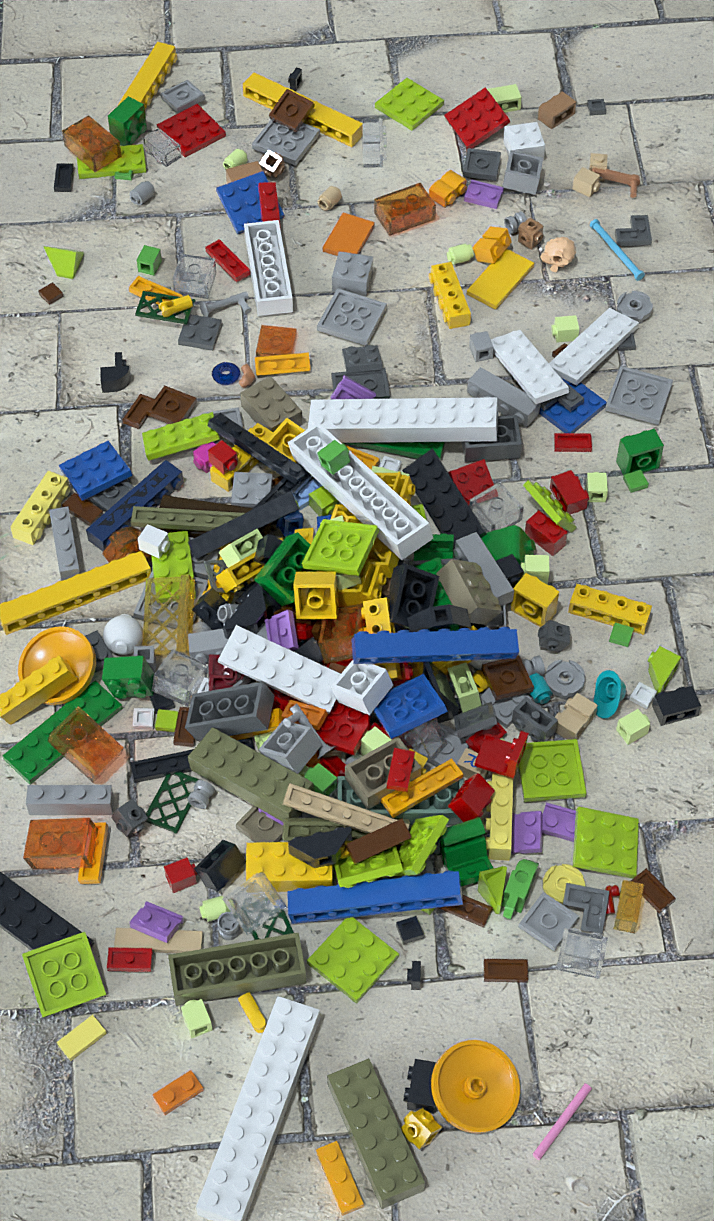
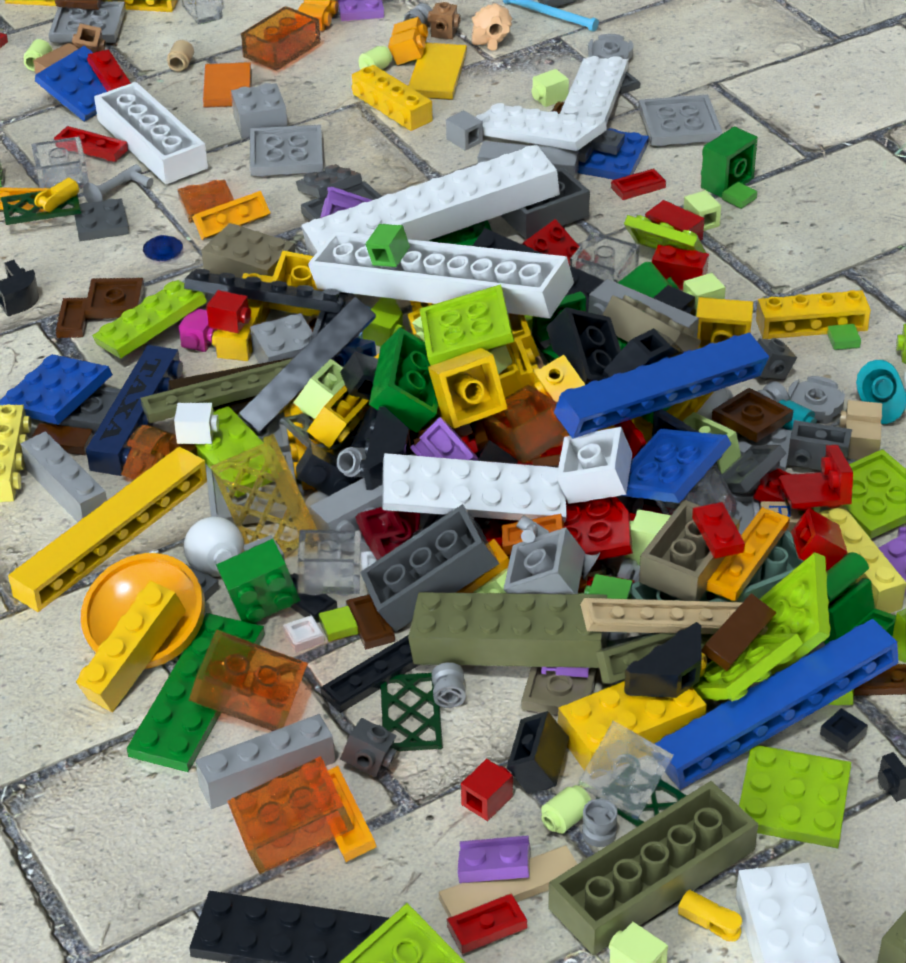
camera: 25 degrees left, 15 degrees down
(248, 377) = (194, 240): nougat arm -> none

